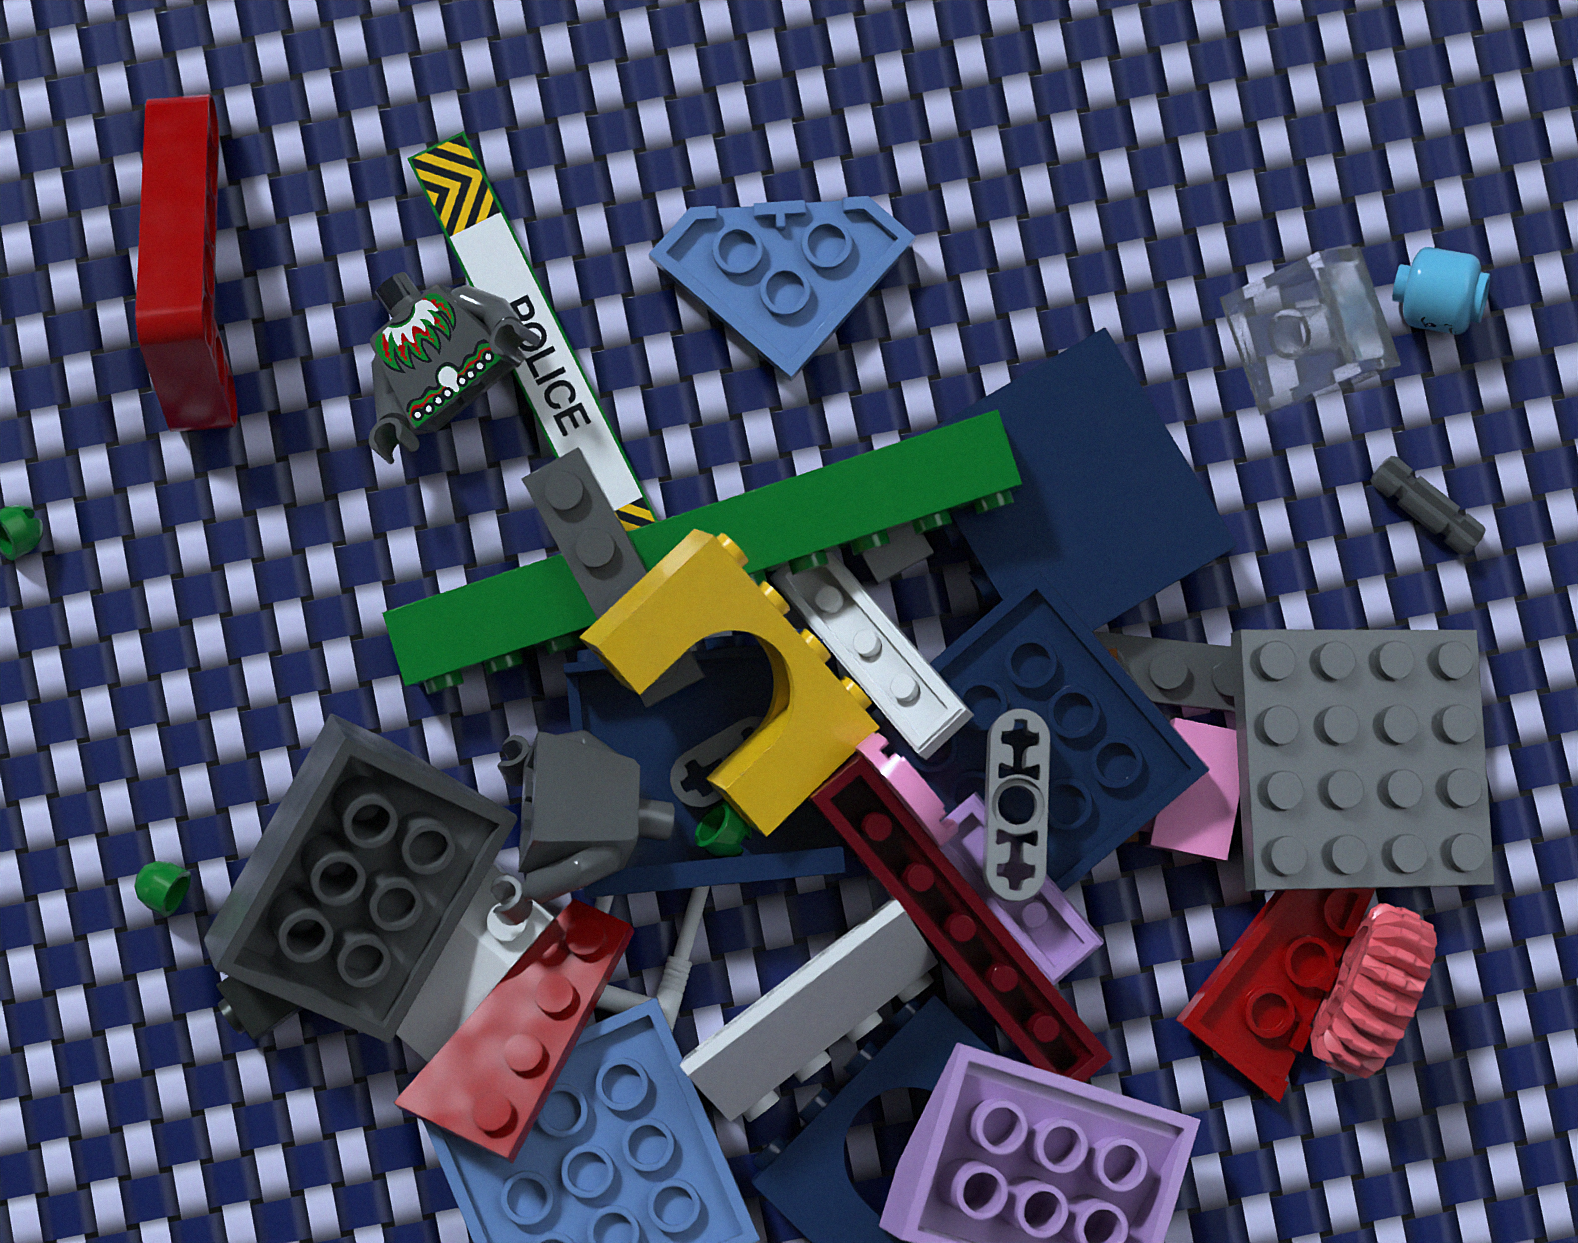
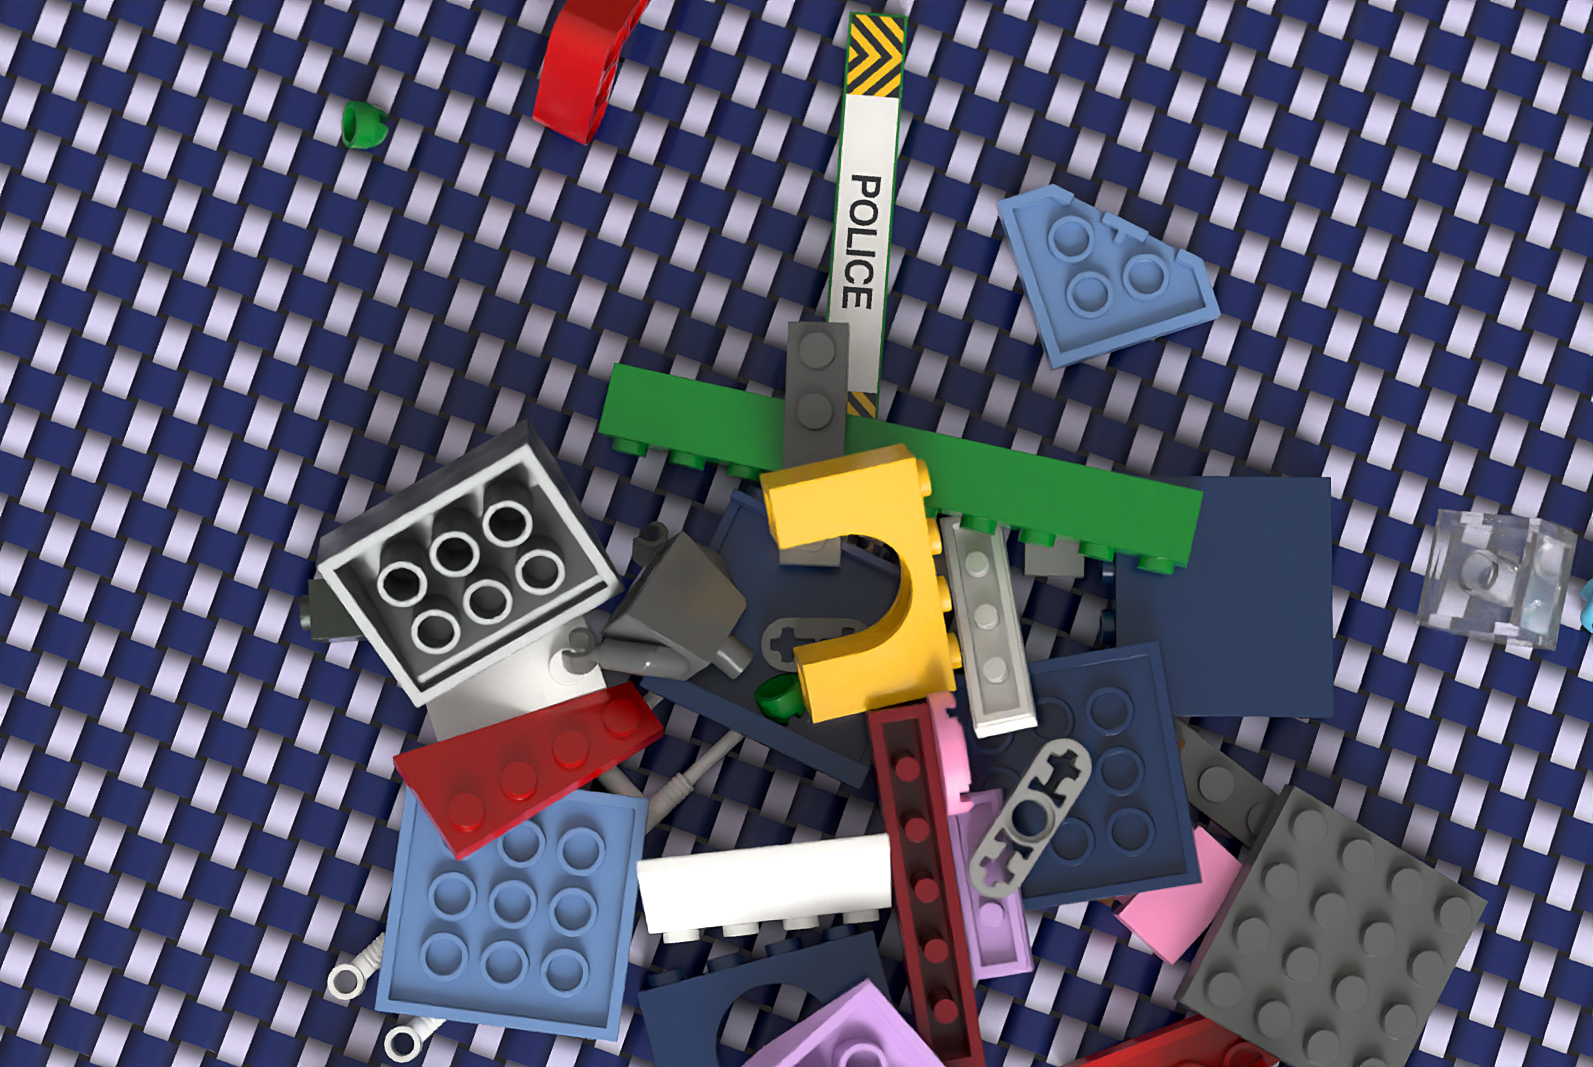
camera: 30 degrees right, 0 degrees up
(162, 886) = (311, 476): green hinge -> none
(437, 357) = (779, 184): dark grey torso -> none
(1428, 505) = (1509, 777): dark grey axle -> none

